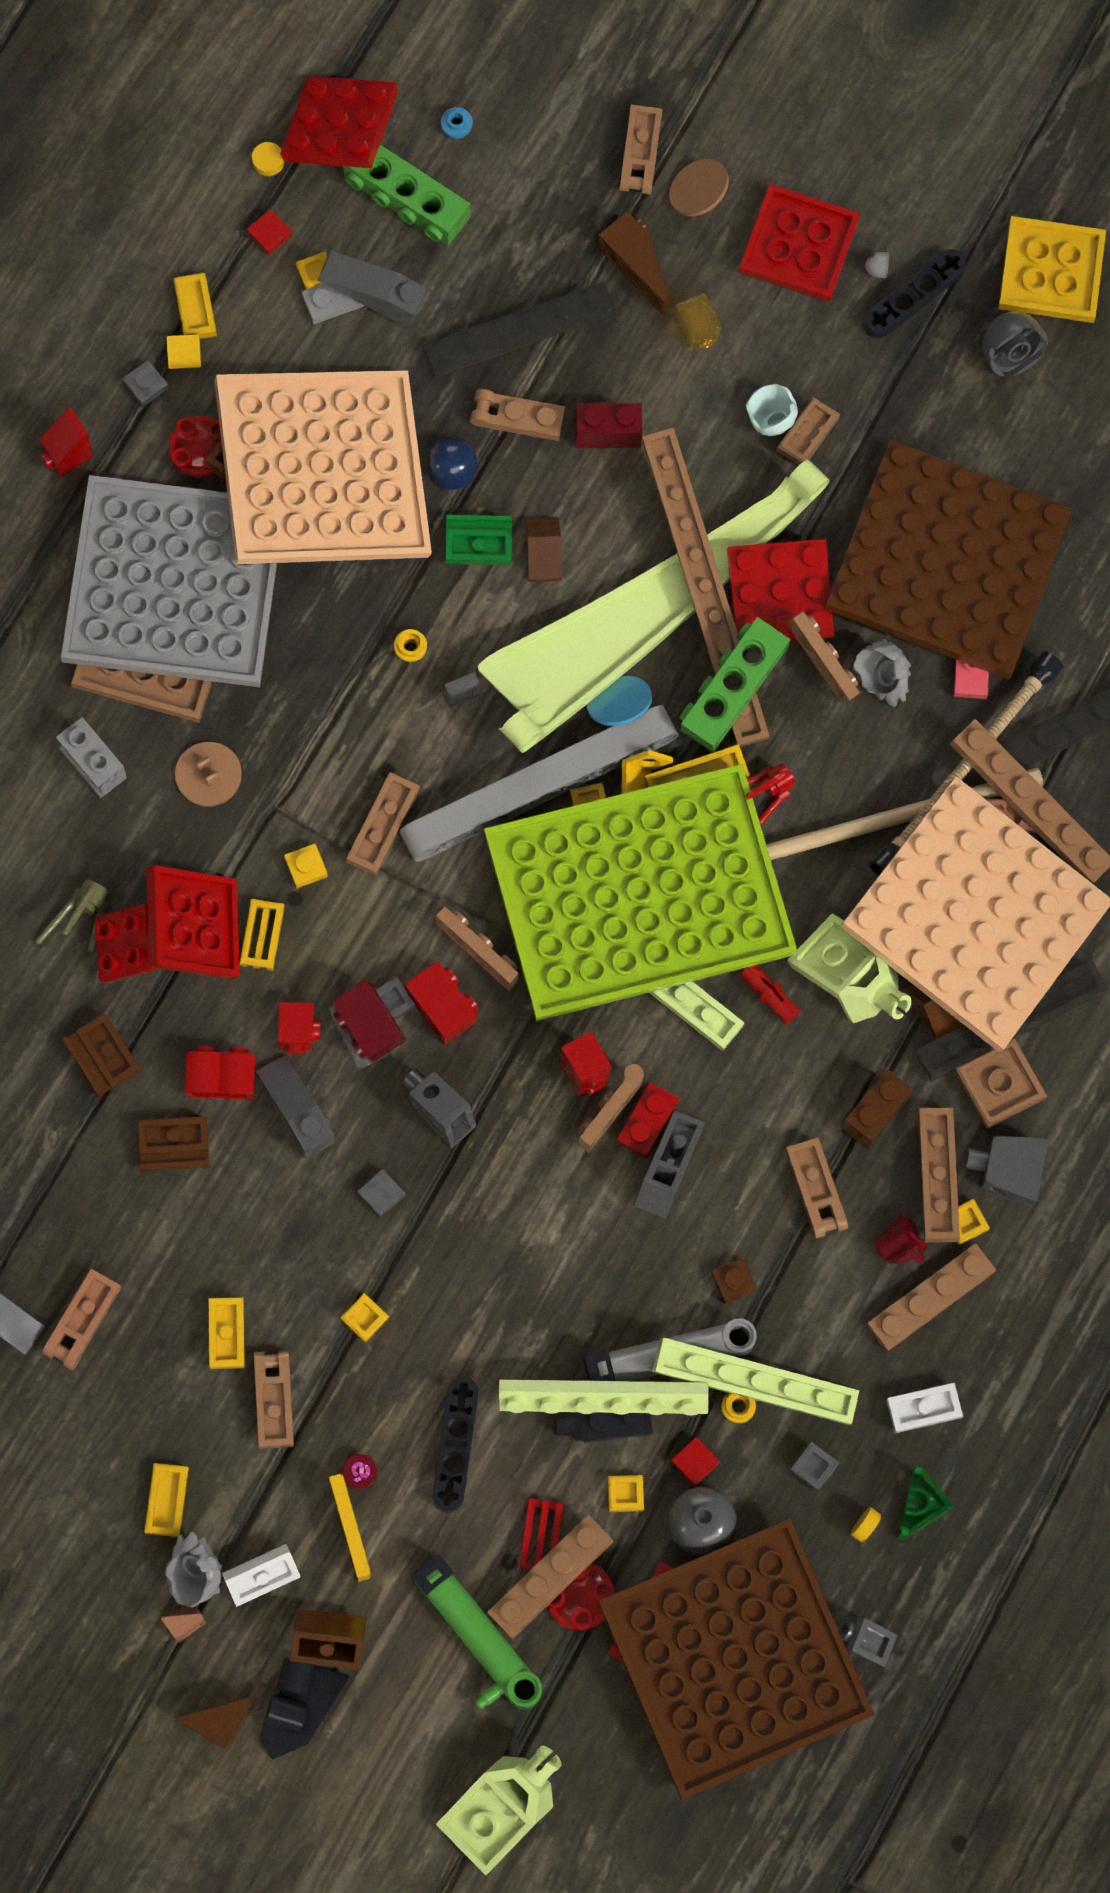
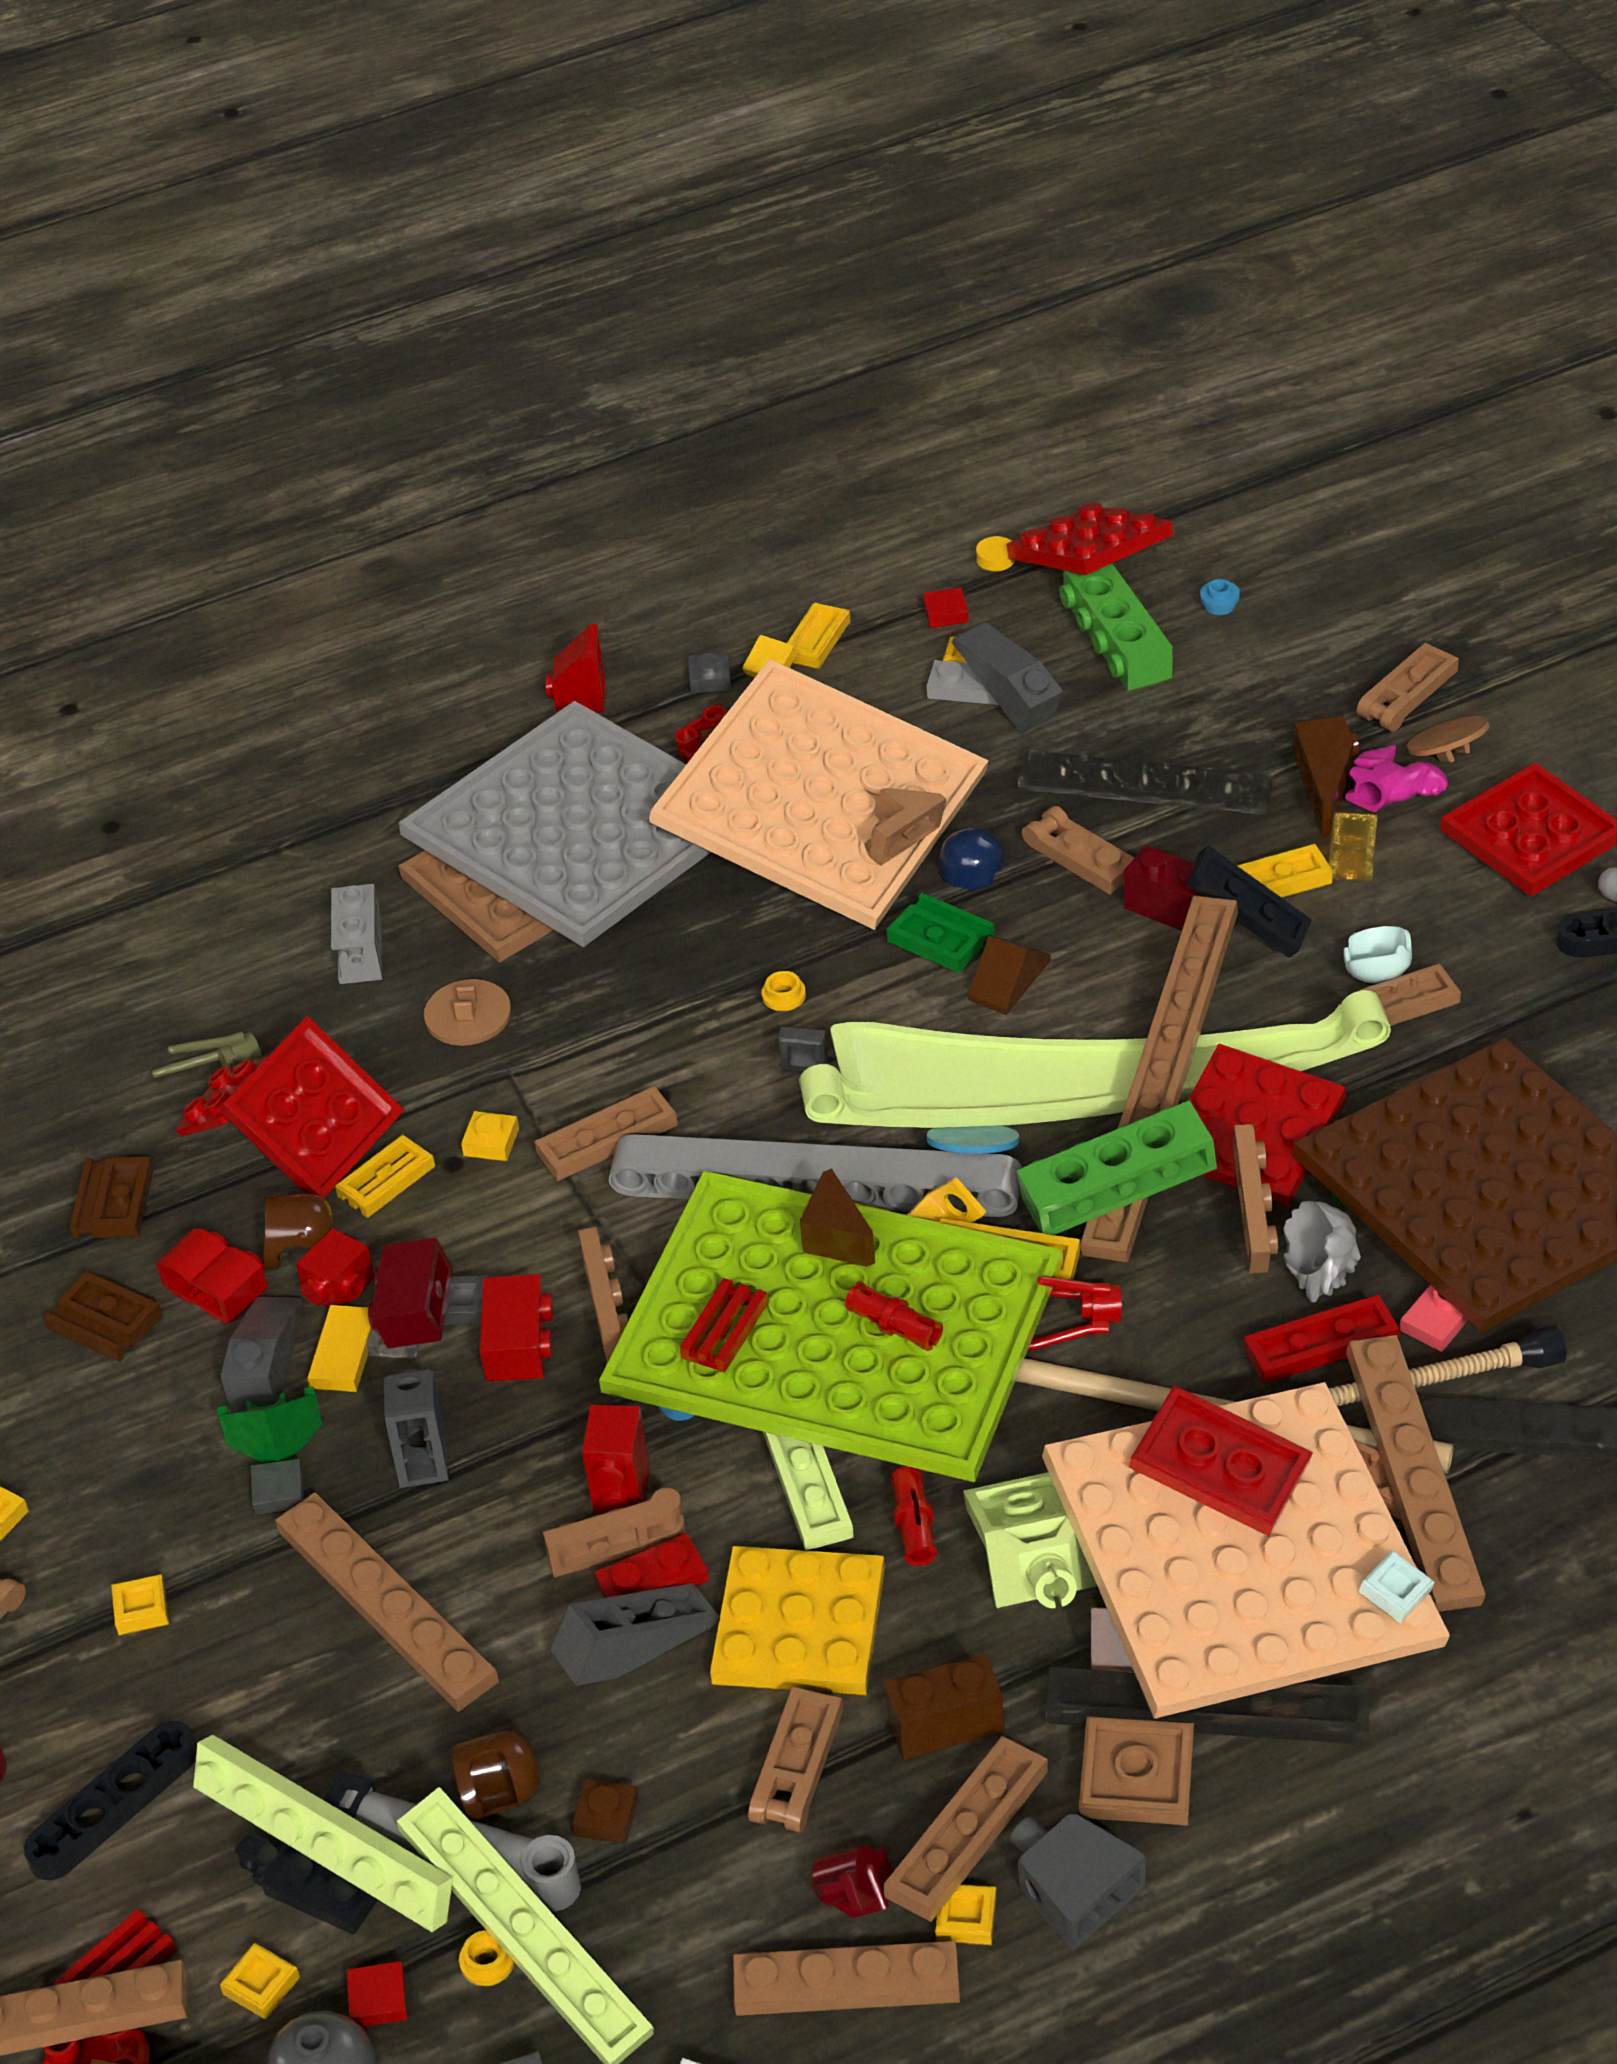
camera: 45 degrees right, 30 degrees down
(254, 1011) = (294, 1222): none -> reddish brown helmet
(341, 1075) = (341, 1349): none -> yellow tile
(350, 1161) = (274, 1430): none -> green slope
(403, 463) = (904, 820): none -> medium nougat slope
(506, 1227) = (387, 1602): none -> medium nougat plate
(582, 910) = (738, 1296): none -> red tile
(605, 829) = (835, 1225): none -> reddish brown slope
(660, 414) = (1257, 905): none -> black plate
(664, 1299) = (495, 1773): none -> reddish brown helmet
(666, 369) = (1291, 871): none -> yellow plate
(683, 874) = (894, 1316): none -> red pin
(684, 250) = (1385, 782): none -> dark pink animal
(751, 1098) = (798, 1620): none -> yellow plate
(919, 733) = (1317, 1338): none -> red plate
(943, 872) = (1221, 1460): none -> red tile
(1076, 893) = (1396, 1586): none -> light aqua tile

